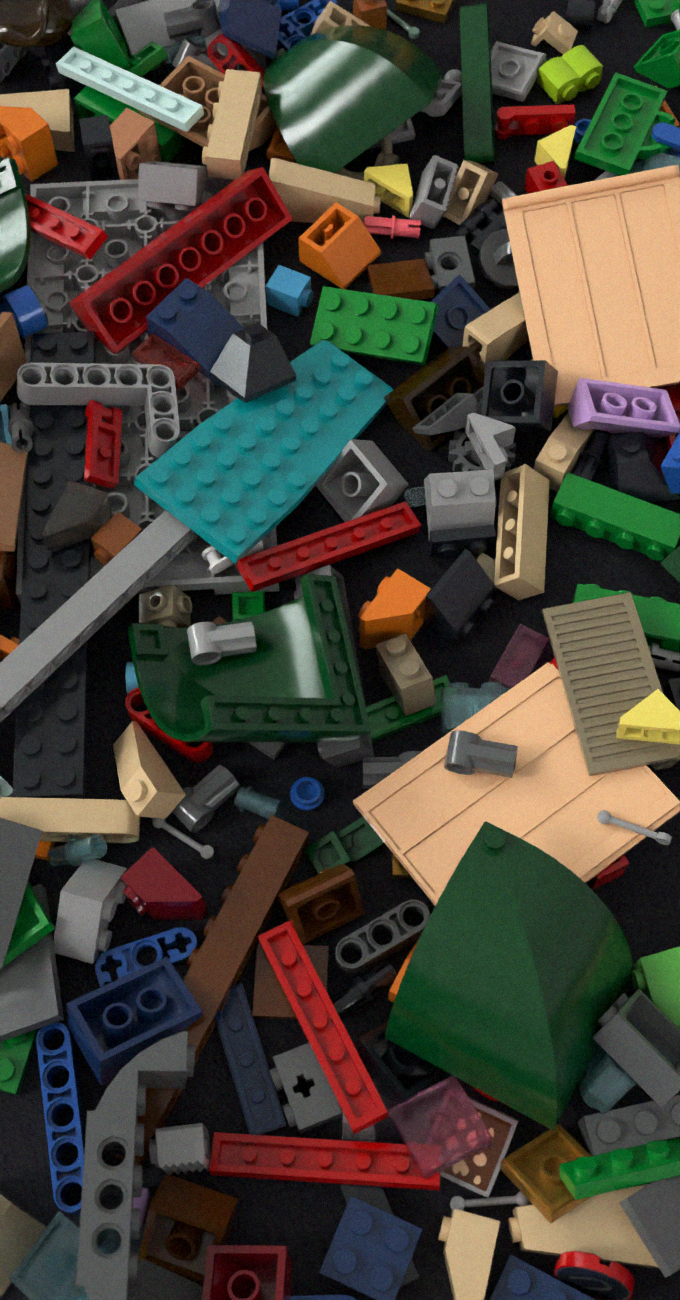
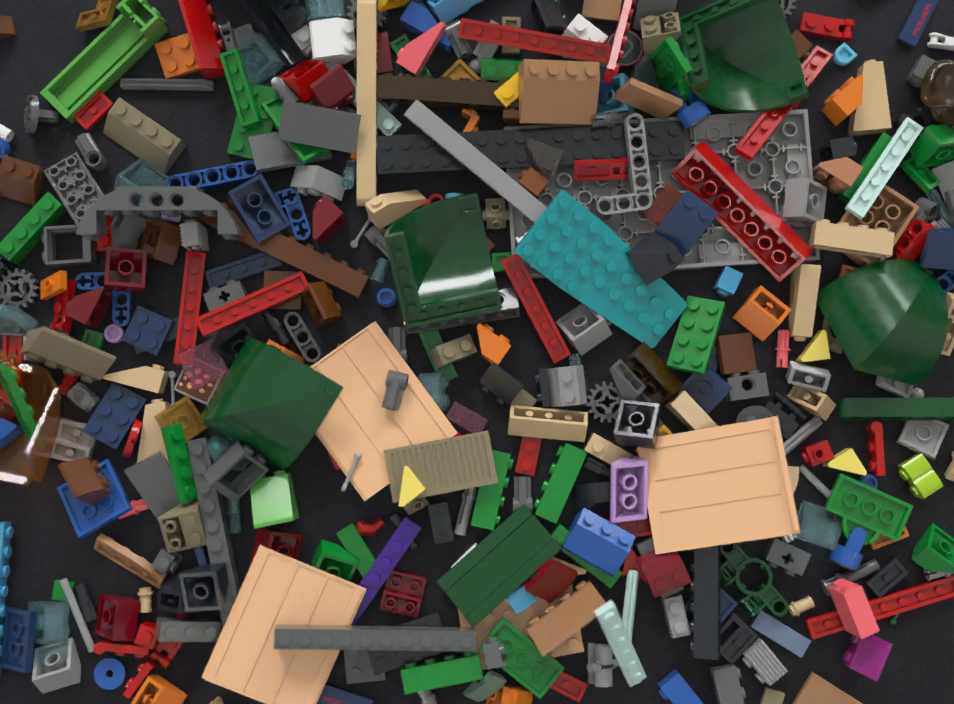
camera: 90 degrees right, 20 degrees up
(212, 642) = (471, 242): light grey piece -> none
(346, 846) = (354, 315): dark green slope -> none
(489, 440) = (607, 402): light grey slope -> none
(575, 567) = (528, 455): none -> red plate
(642, 574) = (522, 493): none -> dark grey piece

